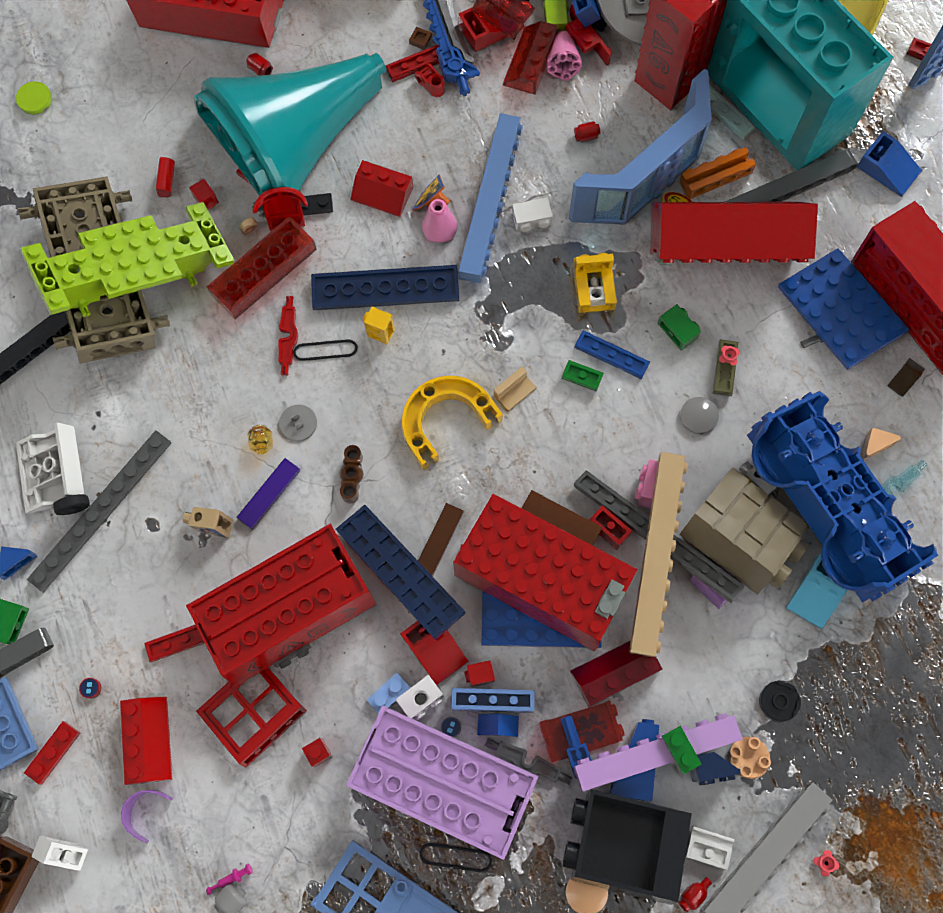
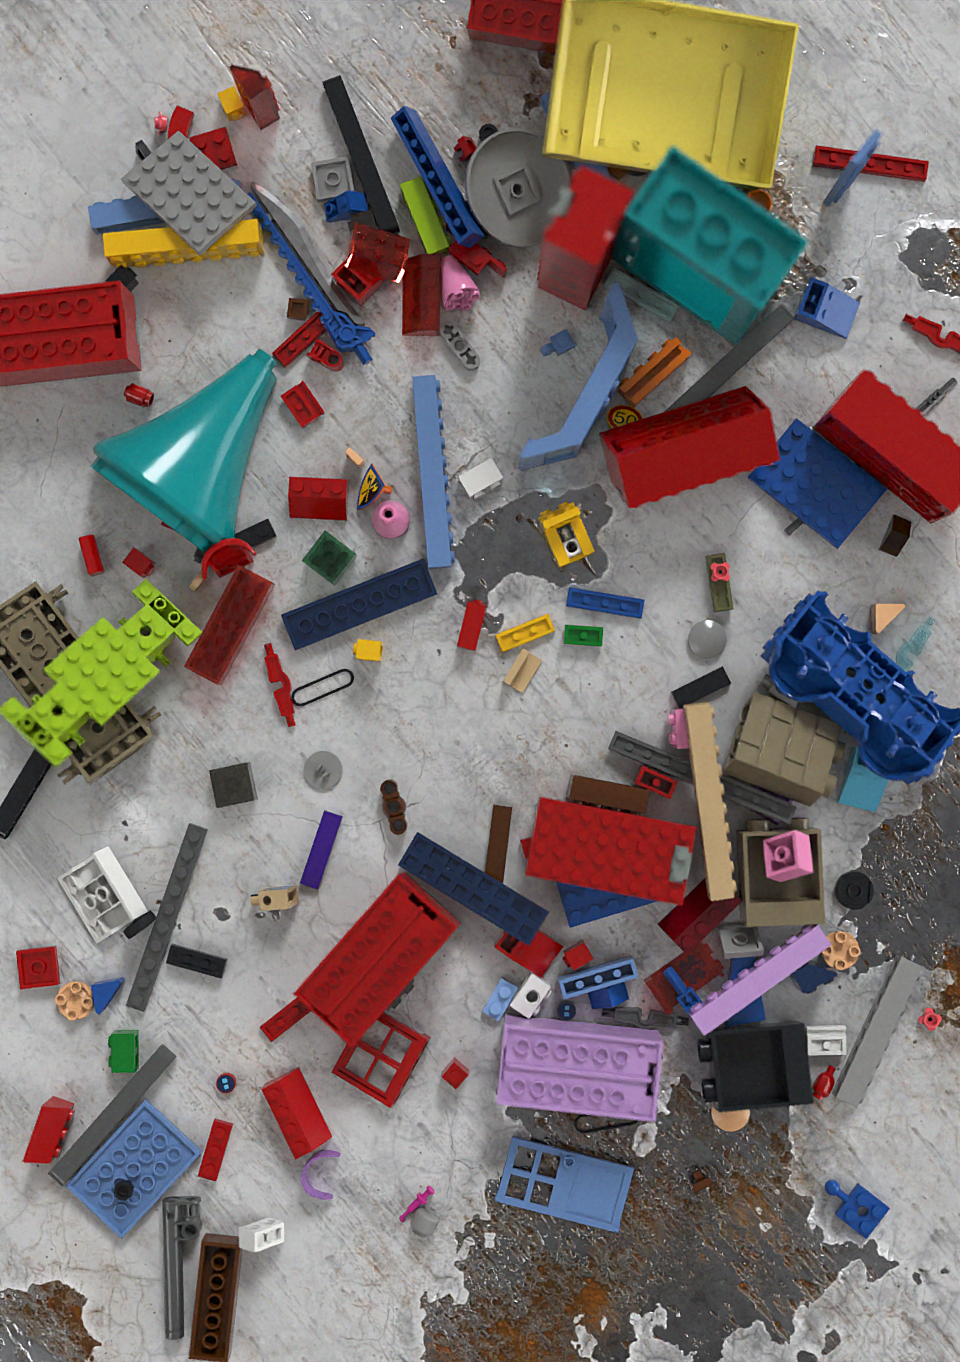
camera: 20 degrees left, 15 degrees up
(110, 559) = (196, 961): none -> black plate
(210, 407) = (233, 785): none -> clear smoke brick
(260, 439) = (294, 801): clear yellow head -> none
(372, 238) = (329, 558): none -> clear green brick
(396, 111) = (302, 404): none -> red plate
(426, 165) = (355, 458): none -> light nougat tile
(444, 389) = (434, 715): yellow piece -> none
(481, 335) = (471, 625): none -> red brick
(528, 358) = (525, 633): none -> yellow tile
(551, 98) = (455, 331): none -> light grey beam
(587, 131) = (507, 366): red brick -> none
(639, 127) = (560, 343): none -> medium blue plate
(649, 710) = (739, 941): none -> light grey plate
(679, 327) = (663, 554): green brick -> none
(681, 750) = (780, 972): green plate -> none
(693, 454) = (701, 687): none -> black tile
(709, 655) = (774, 902): none -> dark tan brick
(721, 633) = (787, 856): none -> bright pink brick

